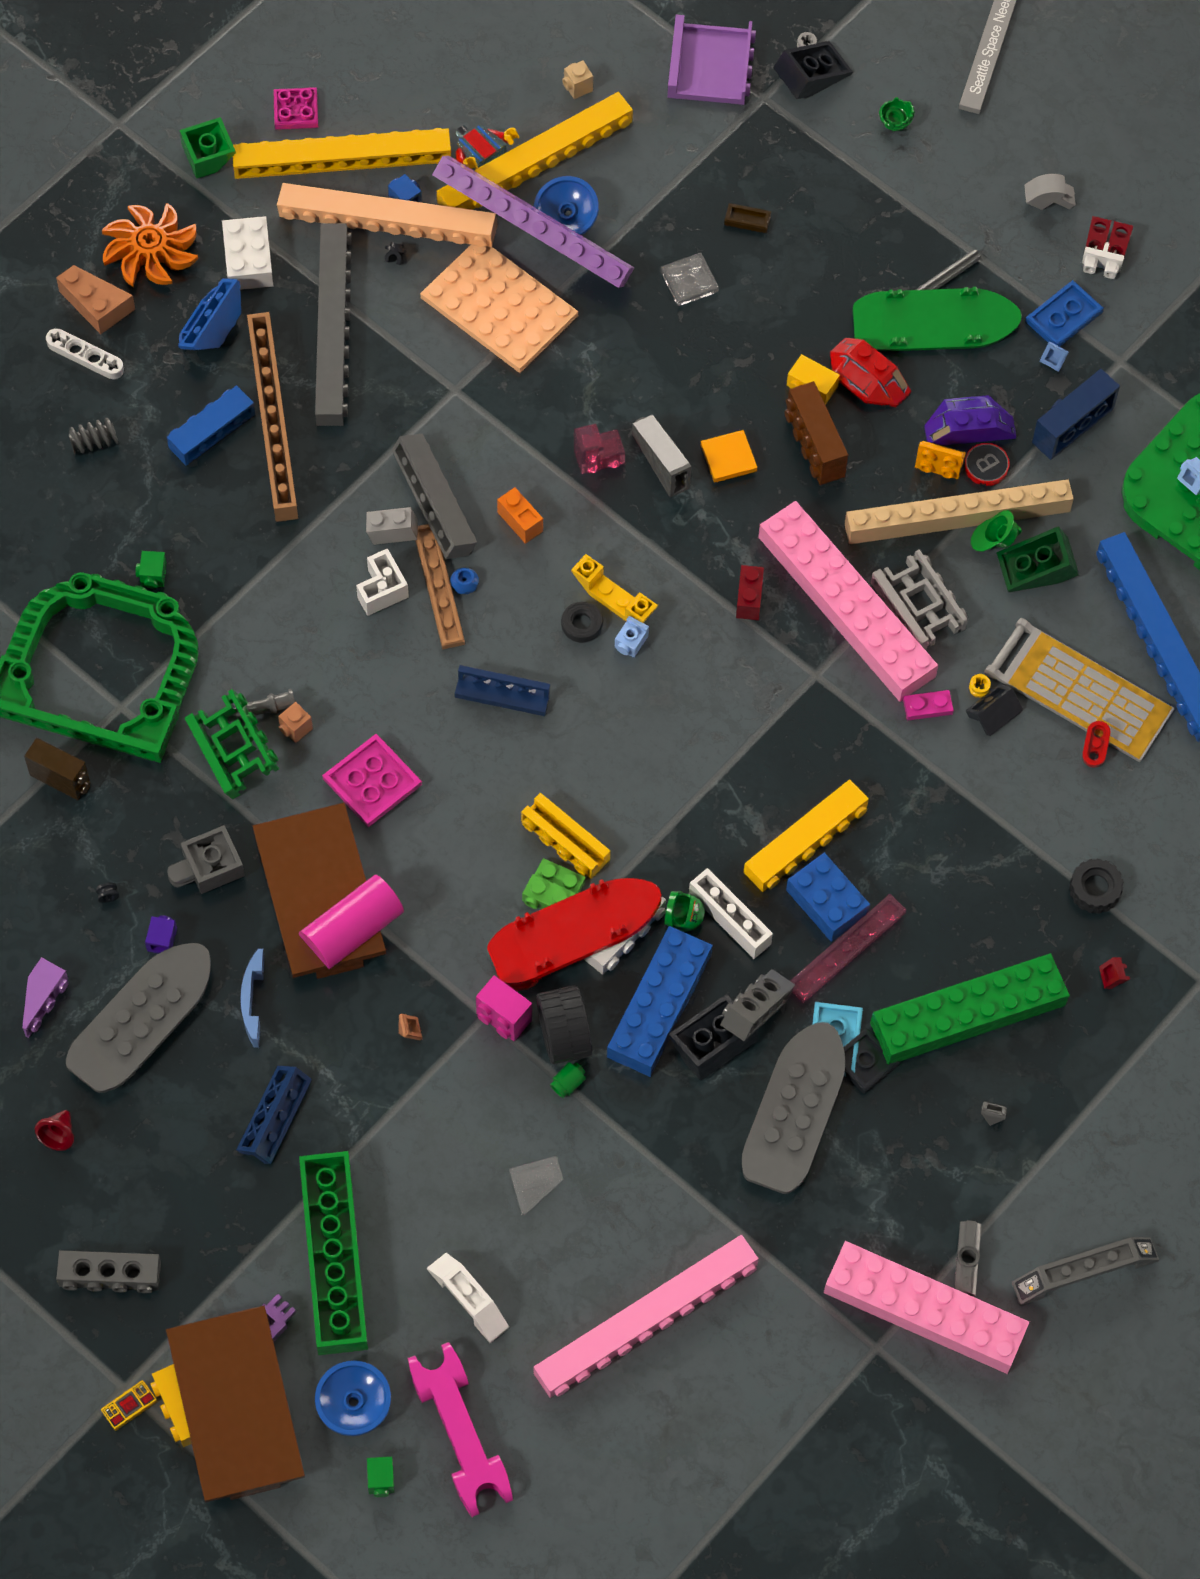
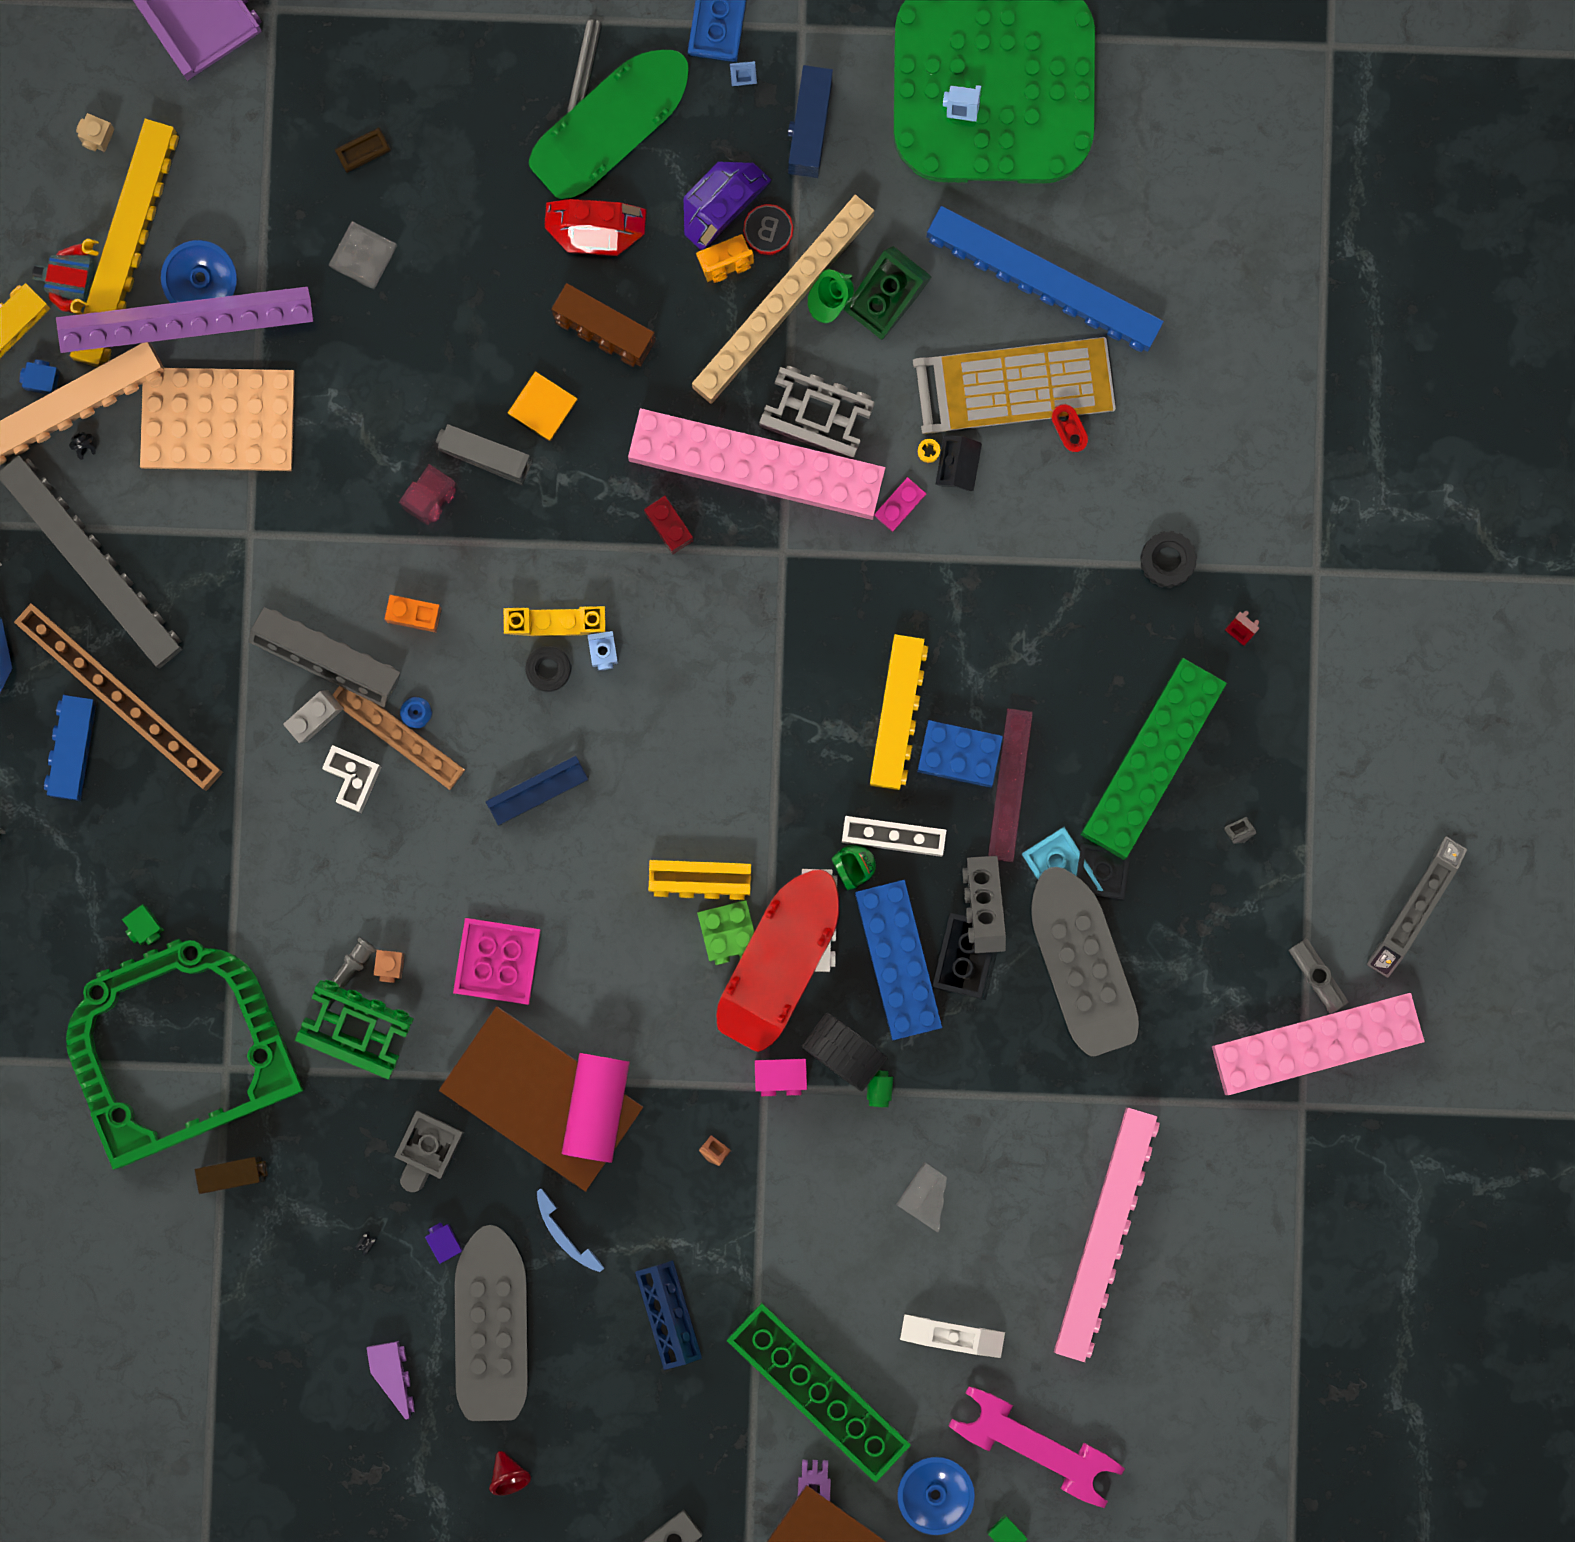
camera: 40 degrees left, 20 degrees up
(807, 371) = (554, 271): yellow brick -> none

